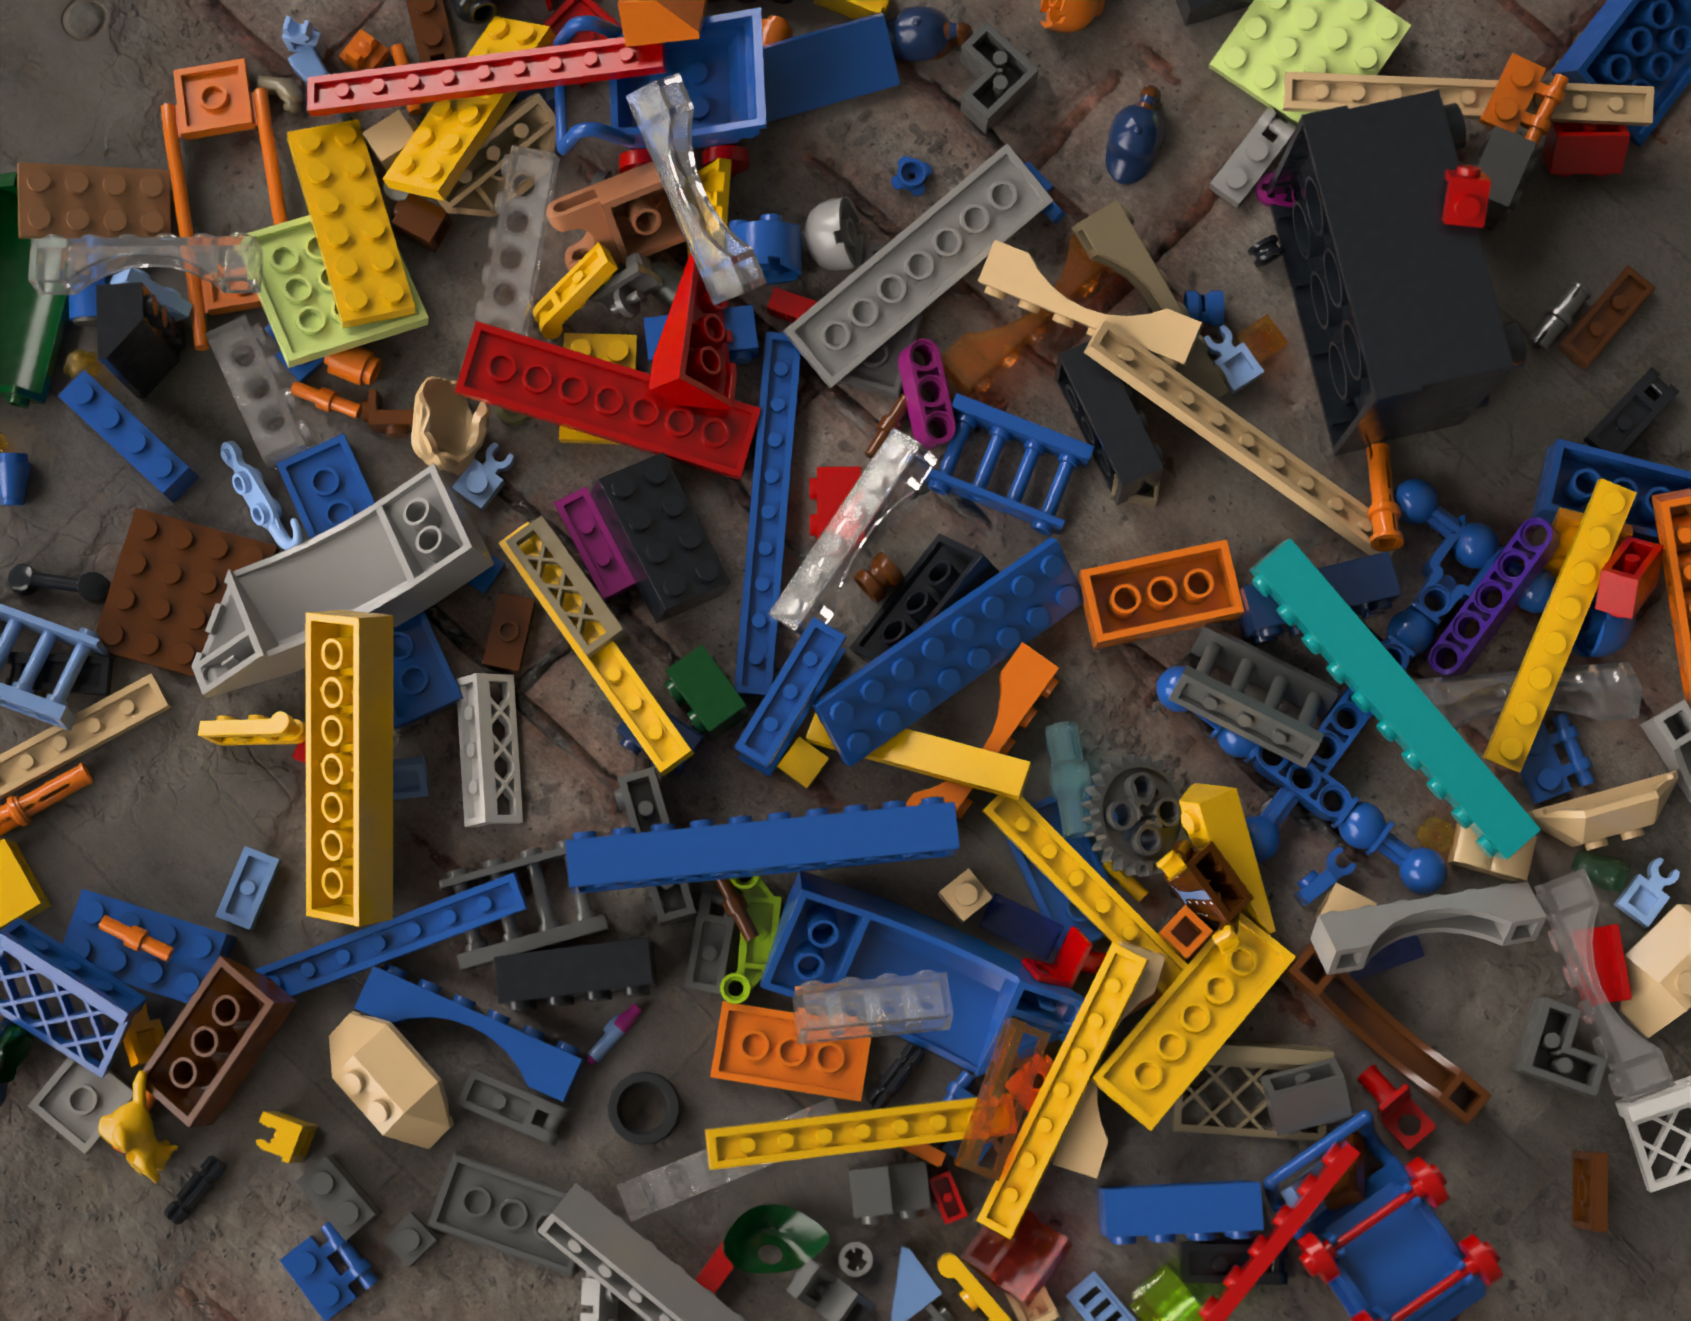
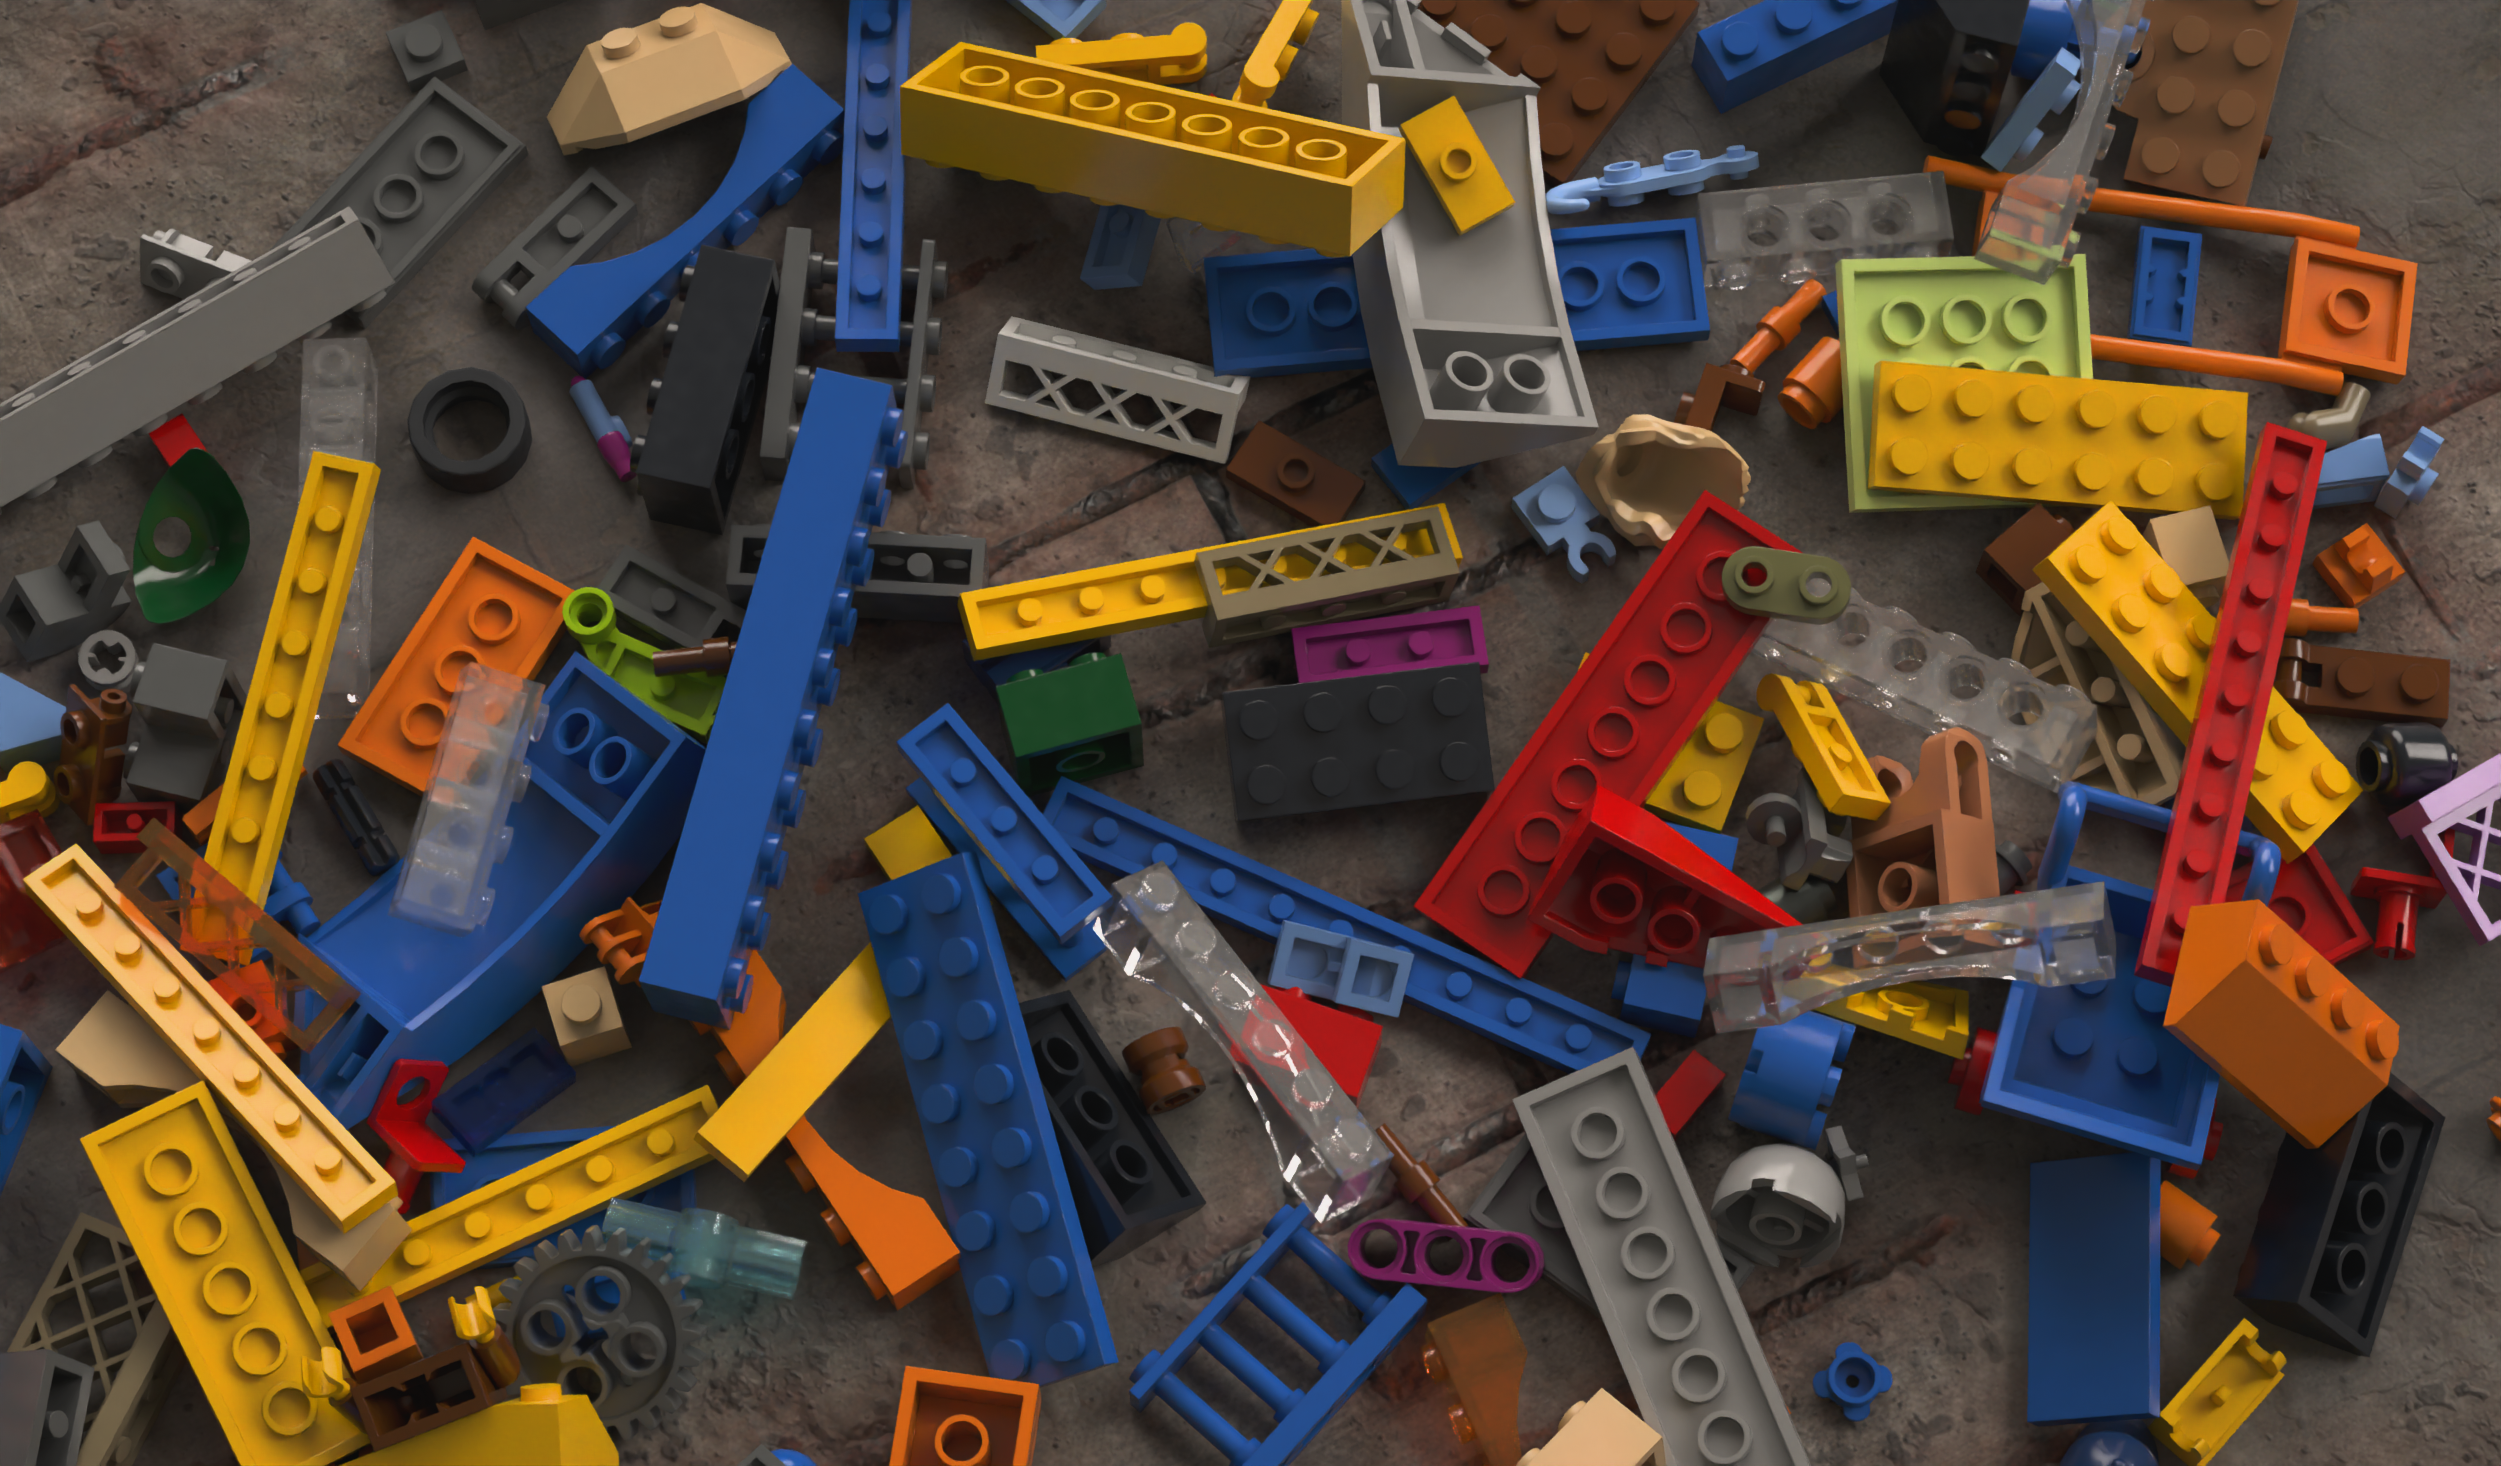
camera: 110 degrees right, 10 degrees down
(232, 200) = (2164, 286): none -> blue plate
(281, 820) = (1149, 59): none -> yellow plate
(295, 598) = (1456, 165): none -> yellow plate
(497, 326) = (1785, 590): none -> olive plate
(790, 501) = (1340, 968): none -> medium blue slope
(800, 211) = (1845, 1162): none -> light grey piece
(916, 884) = (623, 937): none -> orange arm
(920, 1236) = (85, 769): none -> reddish brown hinge

